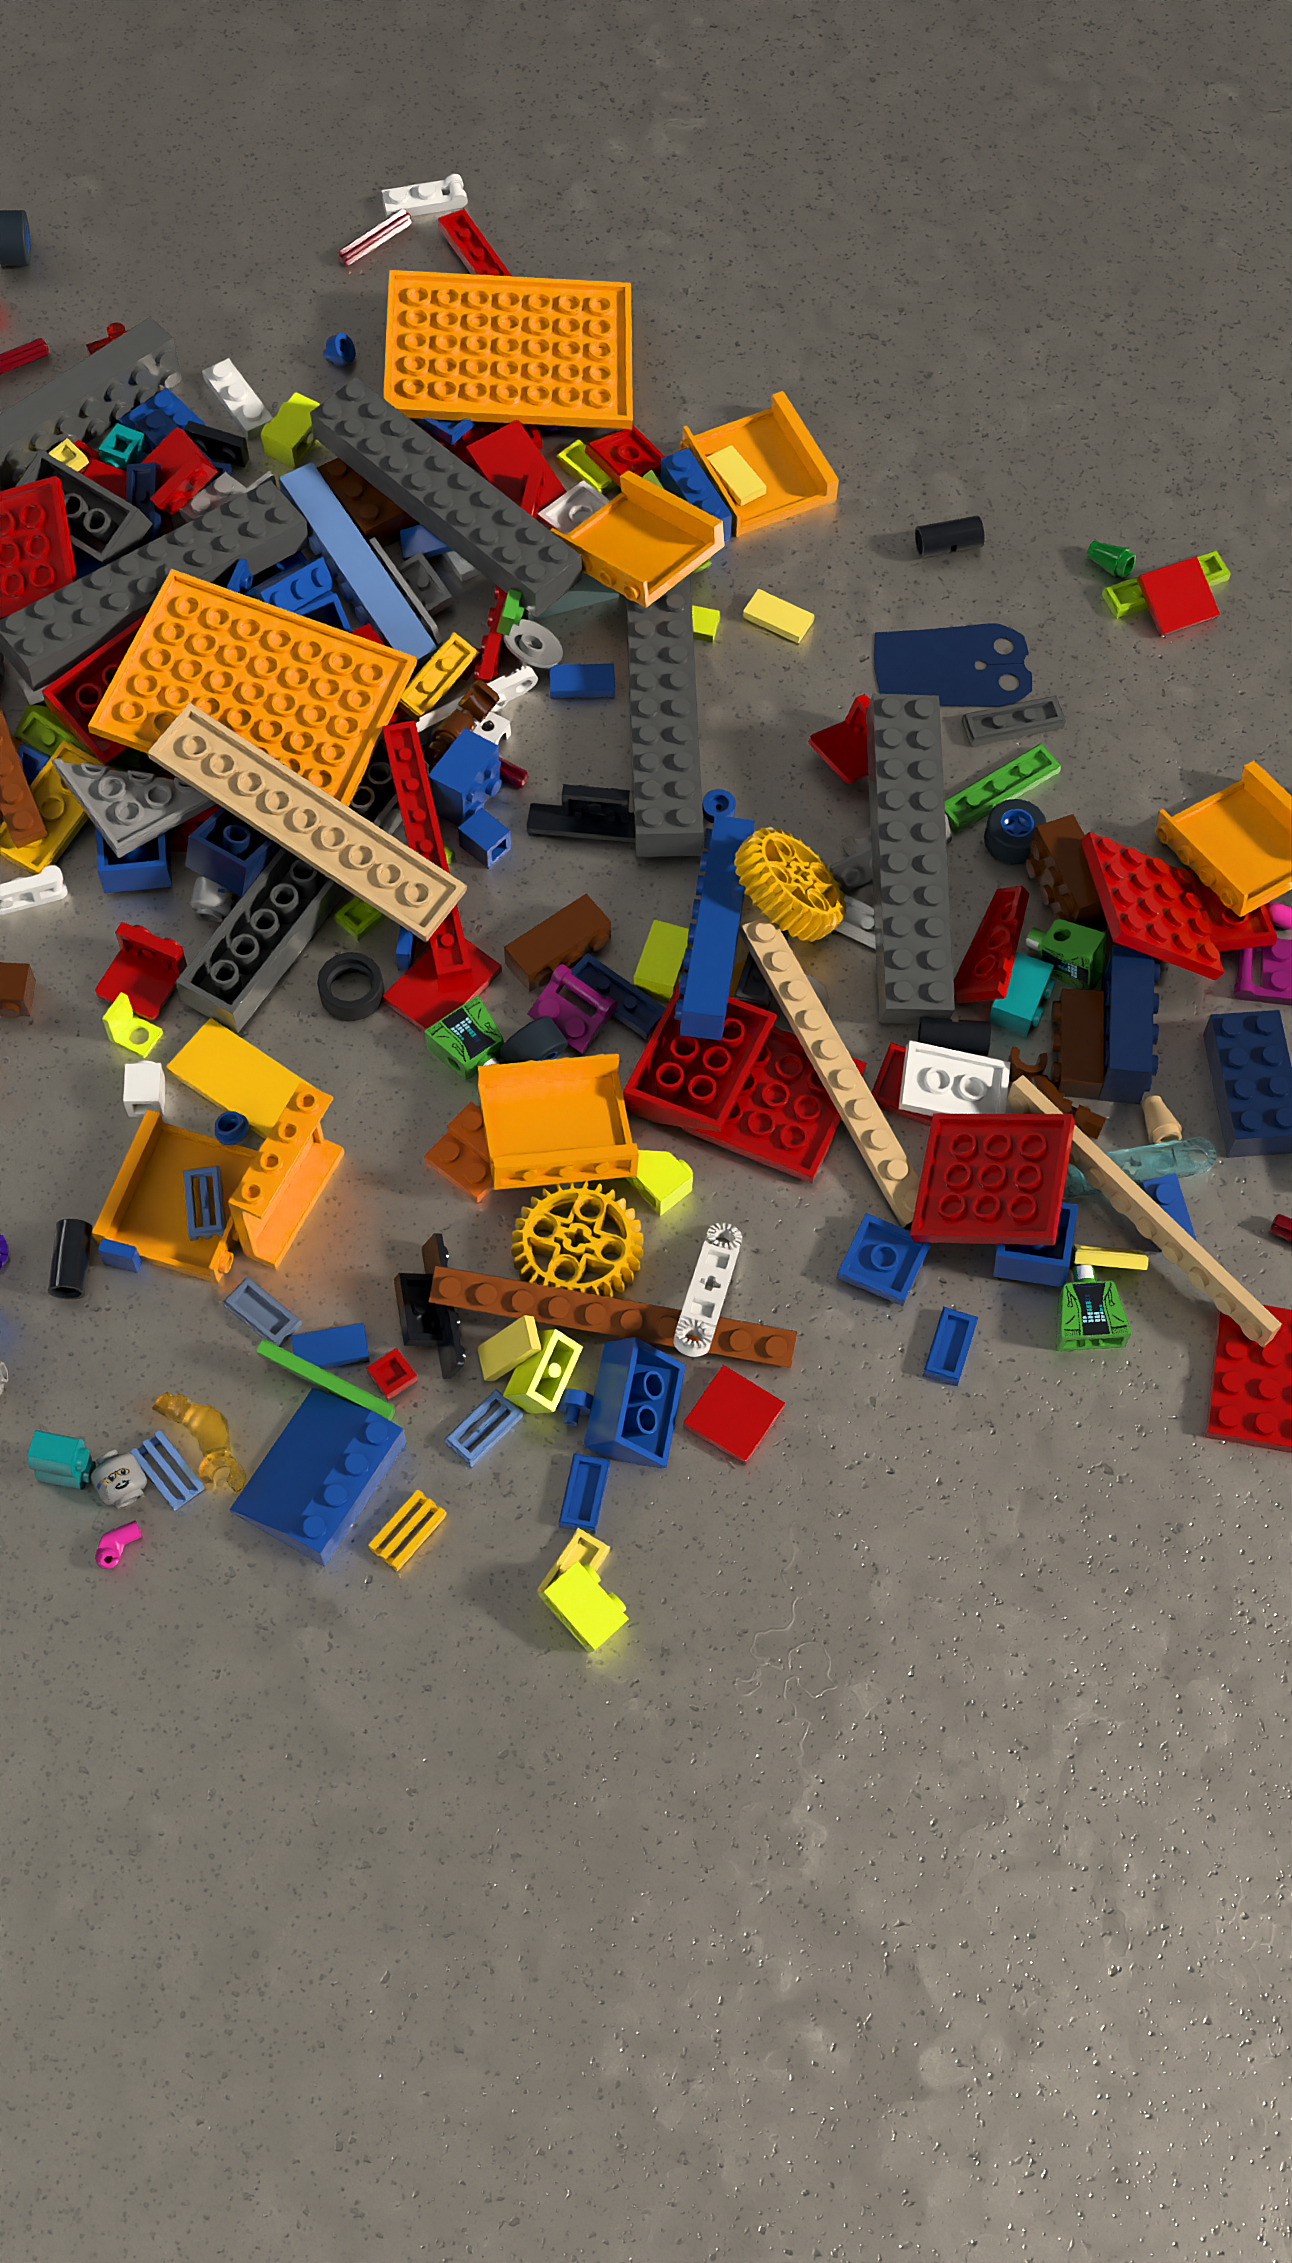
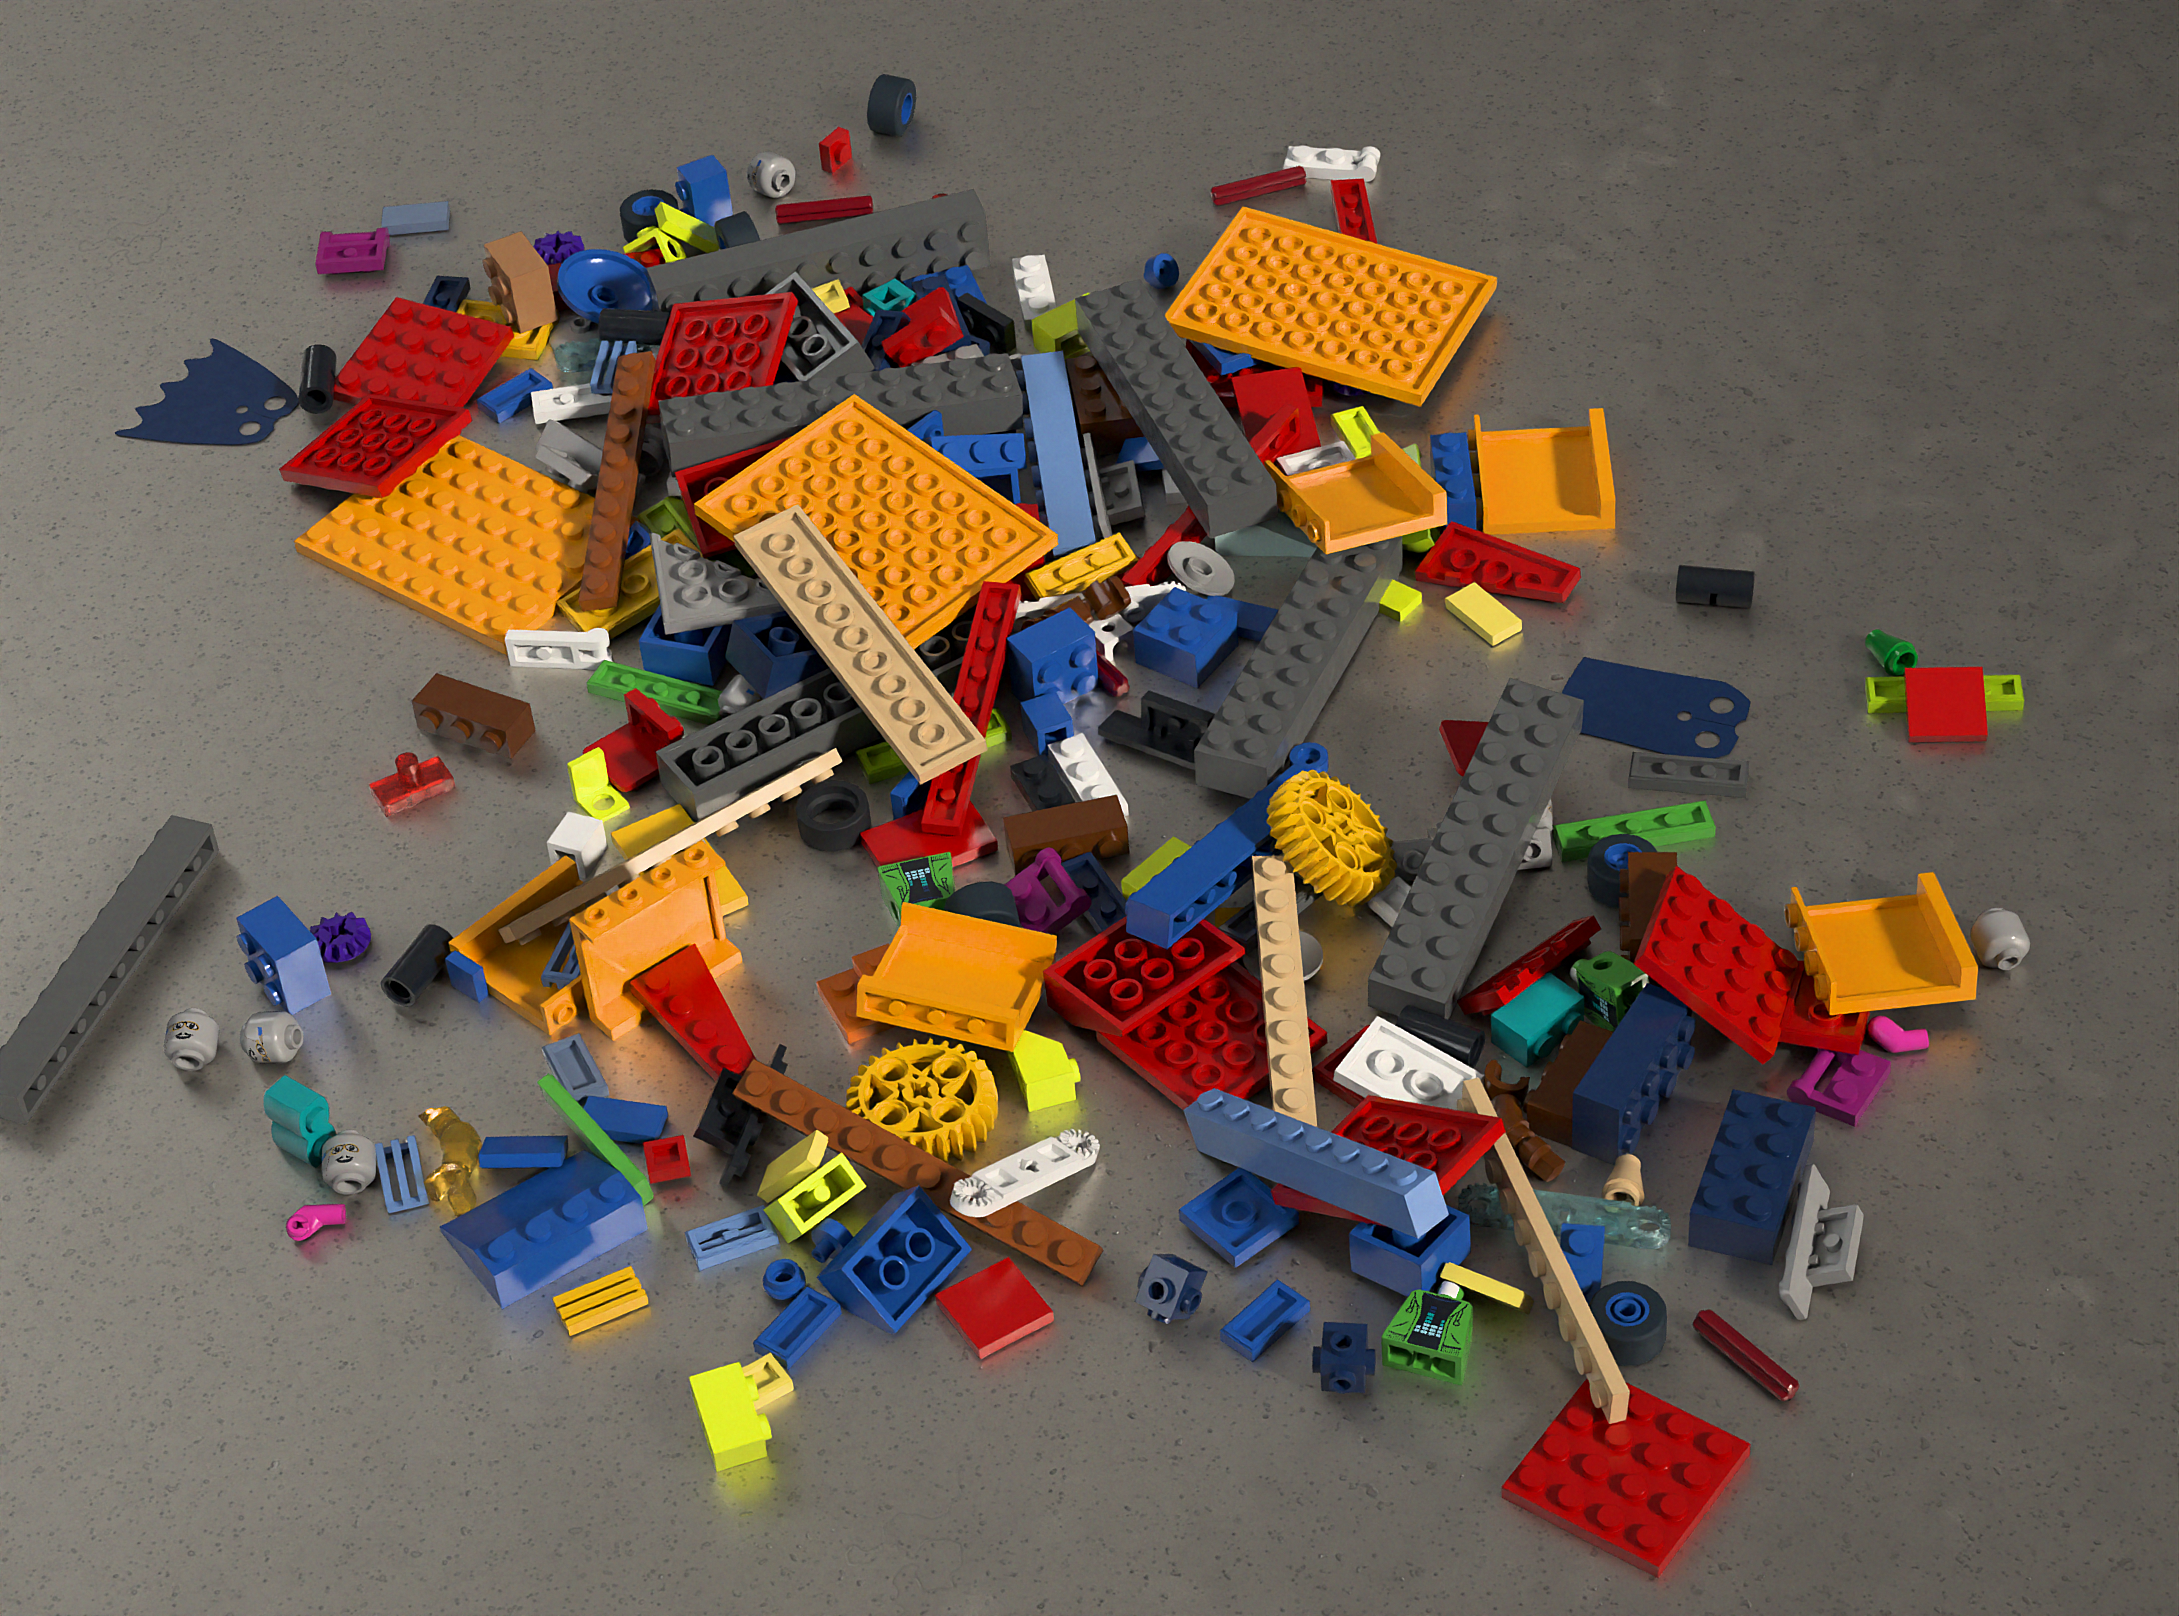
camera: 30 degrees right, 20 degrees down
(131, 907) = (672, 695): none -> bright green tile
(228, 1075) = (721, 821): none -> tan plate
(264, 1411) = (523, 1151): none -> blue tile
(336, 1221) = (694, 1012): none -> red wing
(509, 900) = (1040, 783): none -> black plate
(511, 612) = (1182, 524): bright green plate -> none
(538, 875) = (1083, 770): none -> white plate
(551, 1443) = (783, 1279): none -> blue plate
(555, 716) = (1185, 637): none -> blue brick
(624, 452) = (1402, 425): red tile -> none
(737, 475) = (1509, 474): light yellow tile -> none
(754, 565) = (1496, 566): none -> red wing
(872, 1350) = (1170, 1288): none -> dark blue brick
(948, 1205) = (1317, 1162): none -> medium blue brick
(1038, 1364) = (1344, 1358): none -> dark blue brick
(1232, 1231) = (1631, 1321): none -> black wheel

